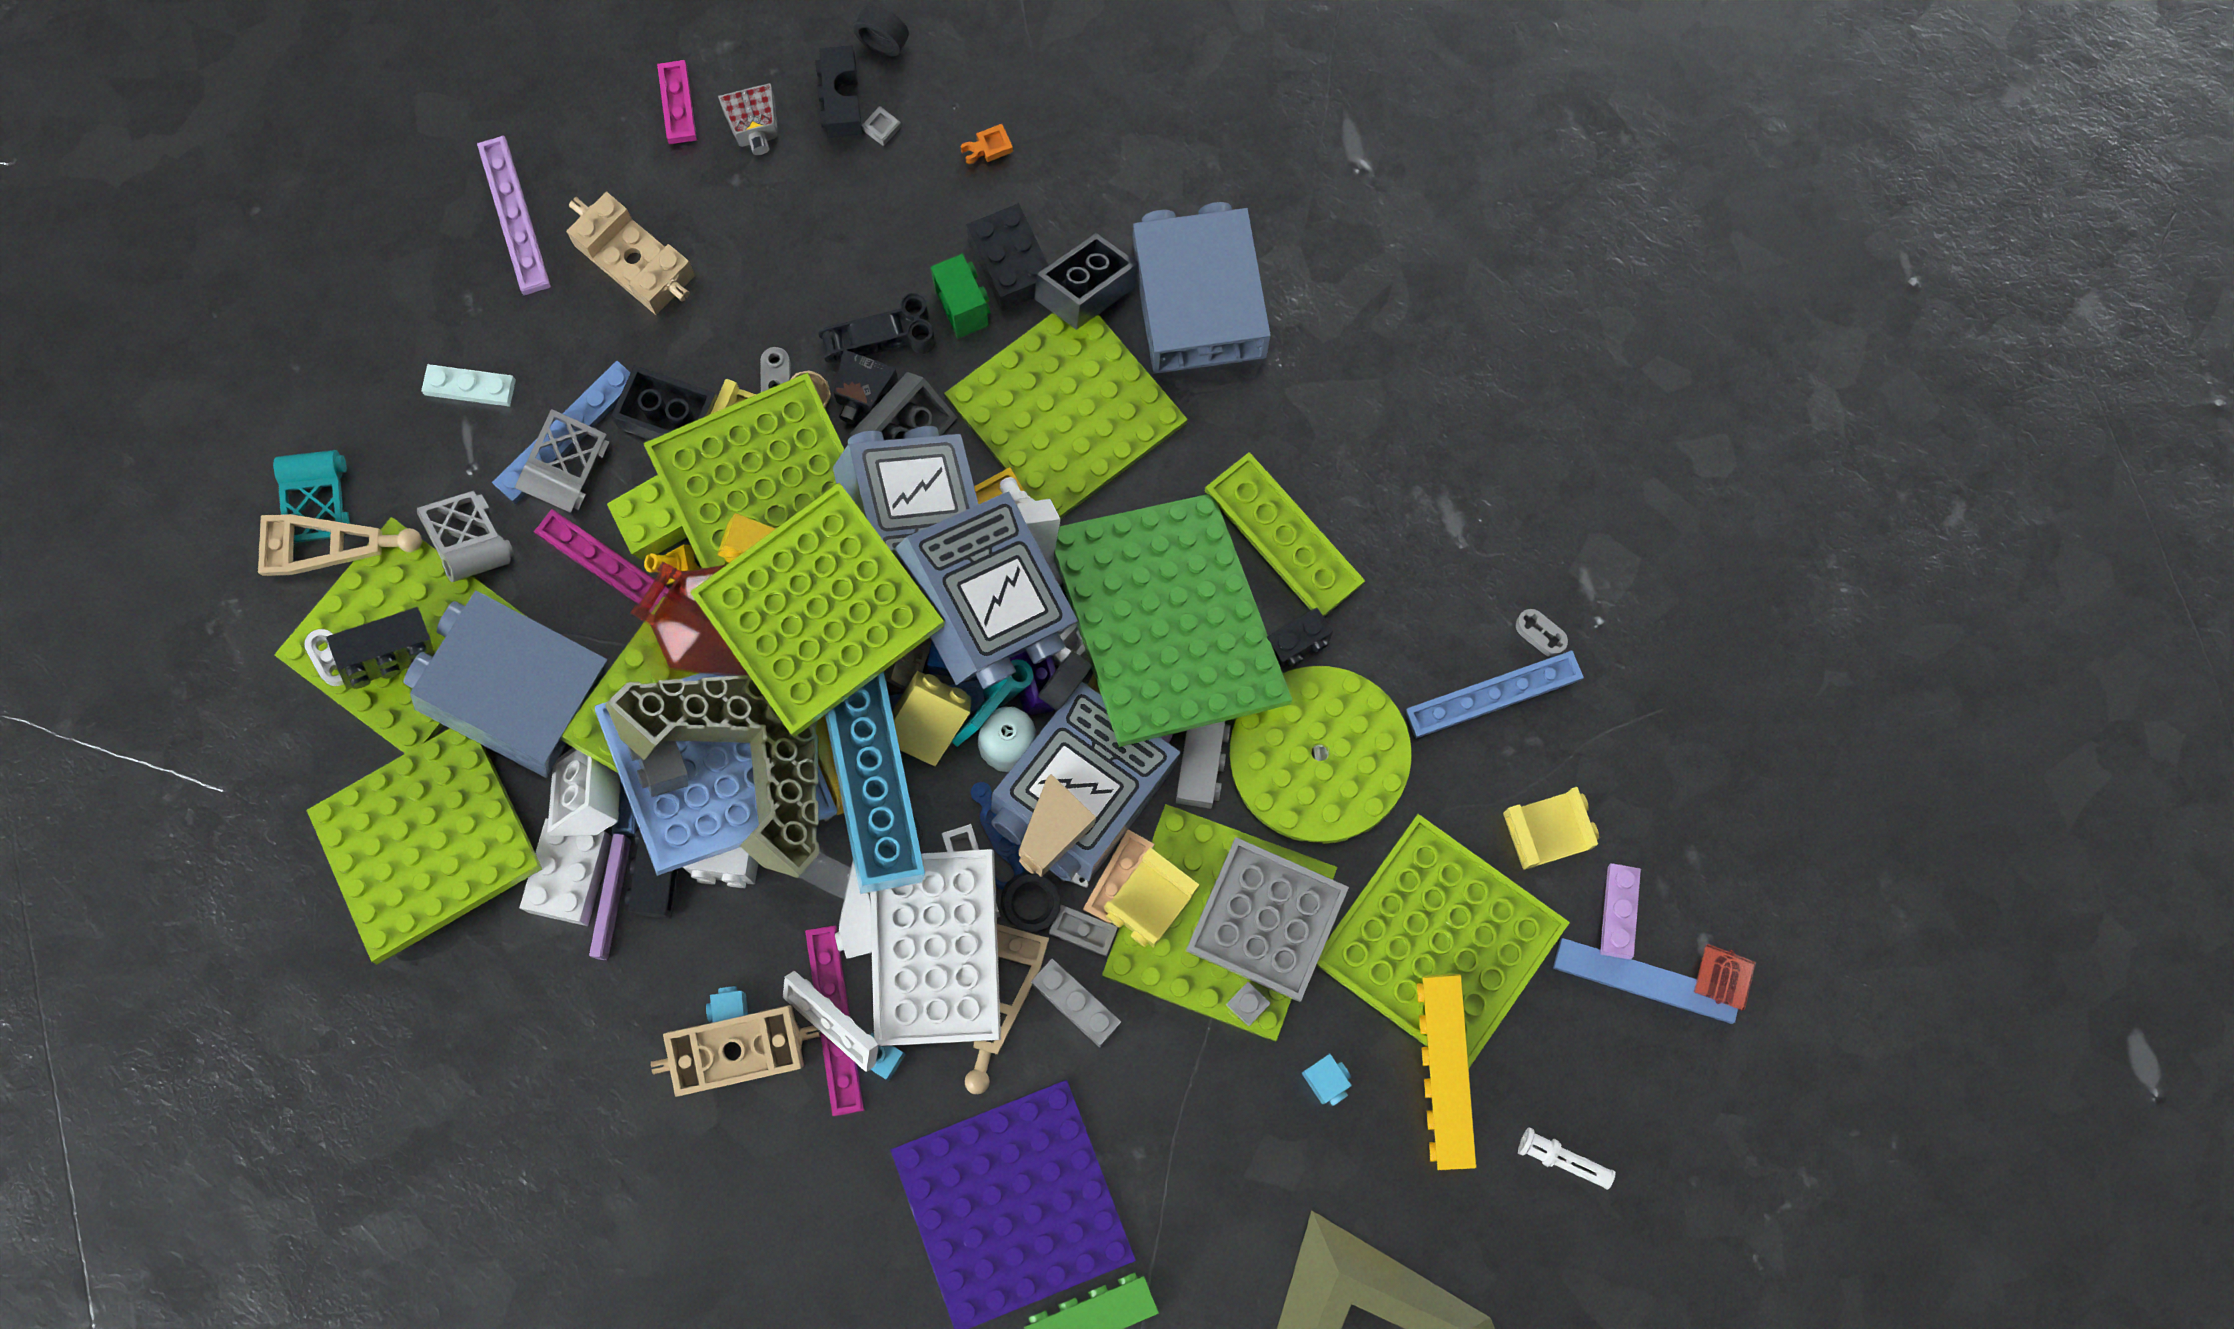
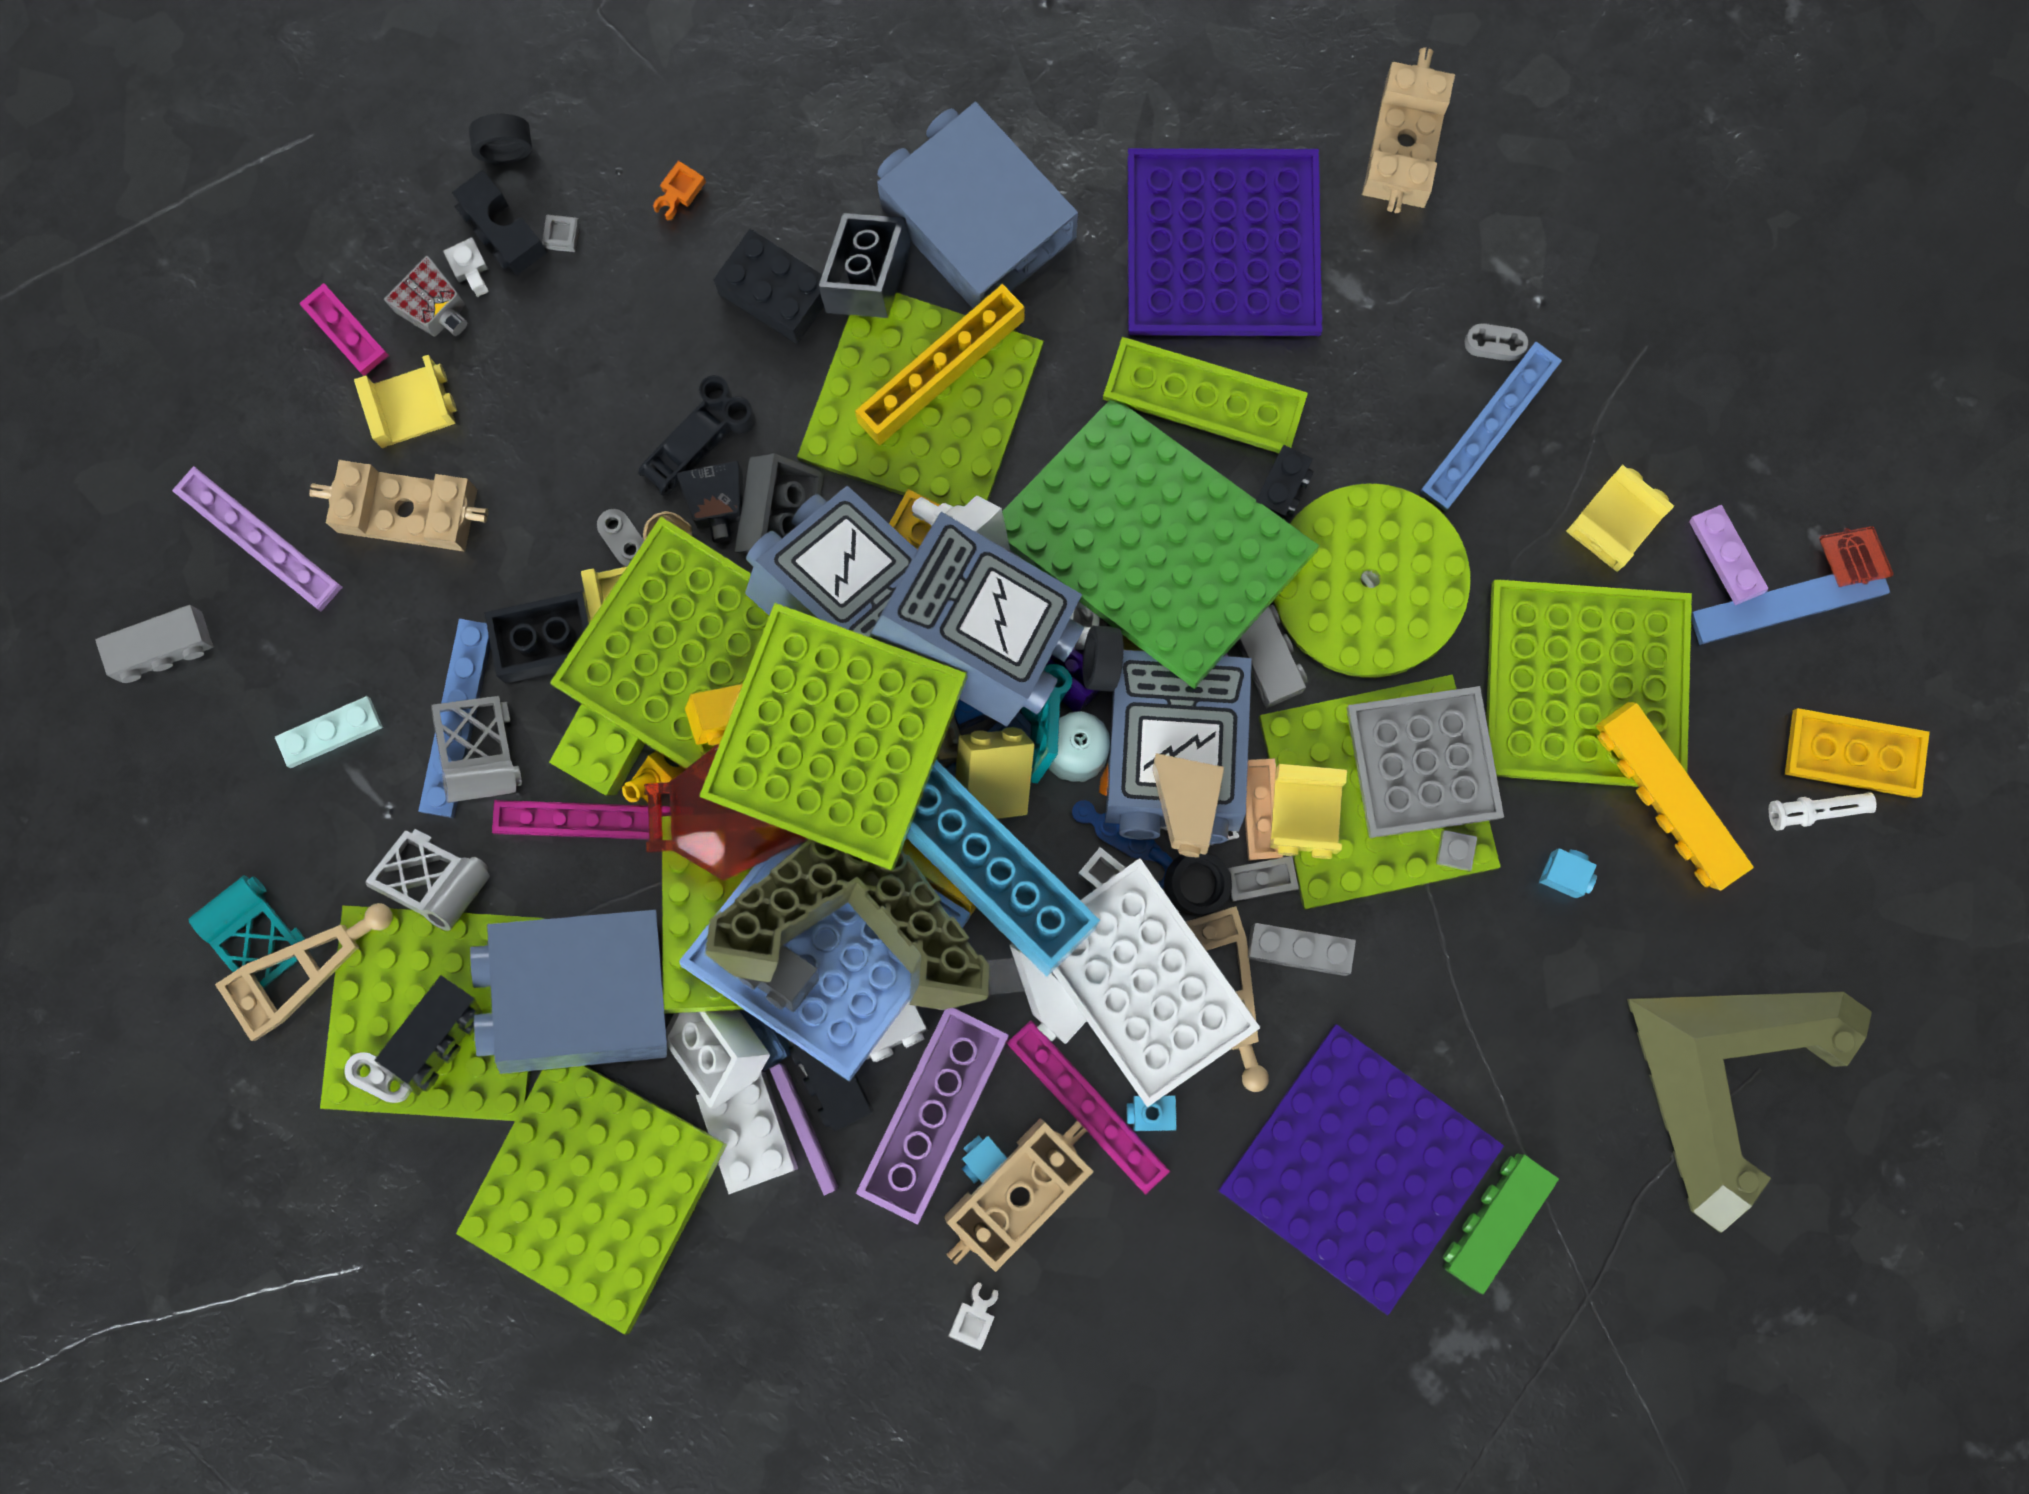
camera: 30 degrees left, 5 degrees up
(389, 245) = (154, 644): none -> light grey brick
(636, 1127) = (972, 1321): none -> white plate
(684, 182) = (406, 404): none -> light yellow panel
(711, 948) = (932, 1115): none -> lavender brick
(797, 108) = (468, 264): none -> white plate
(830, 1021) = (1090, 1110): white plate -> none
(960, 295) = (753, 352): green brick -> none
(1093, 388) = (940, 364): none -> yellow brick
(1376, 428) = (1224, 242): none -> dark purple plate
(1594, 412) = (1415, 106): none -> tan brick
(1624, 1133) = (1857, 753): none -> yellow plate

